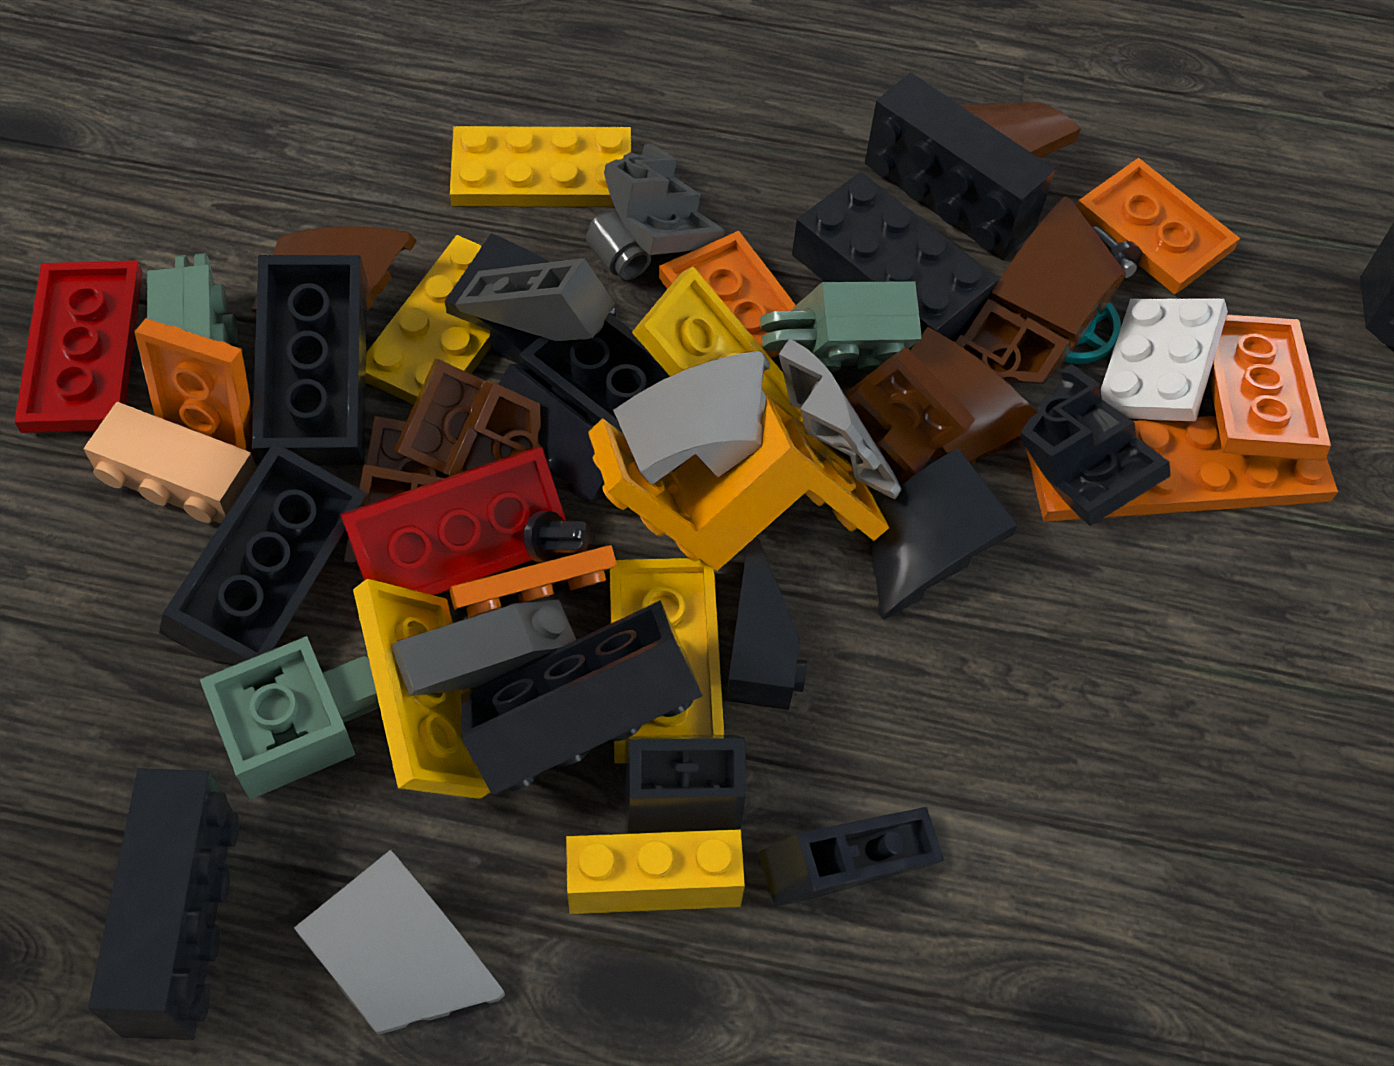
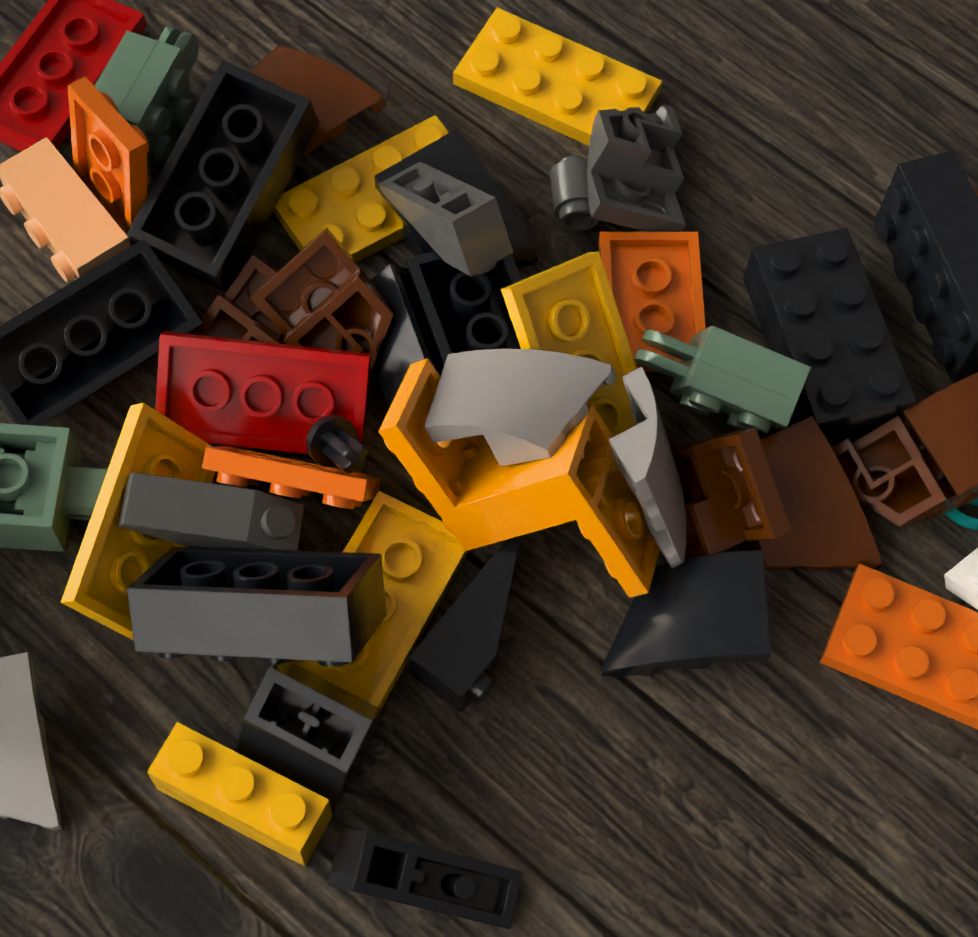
camera: 30 degrees right, 5 degrees up
(1090, 449) = (899, 616): black slope -> none

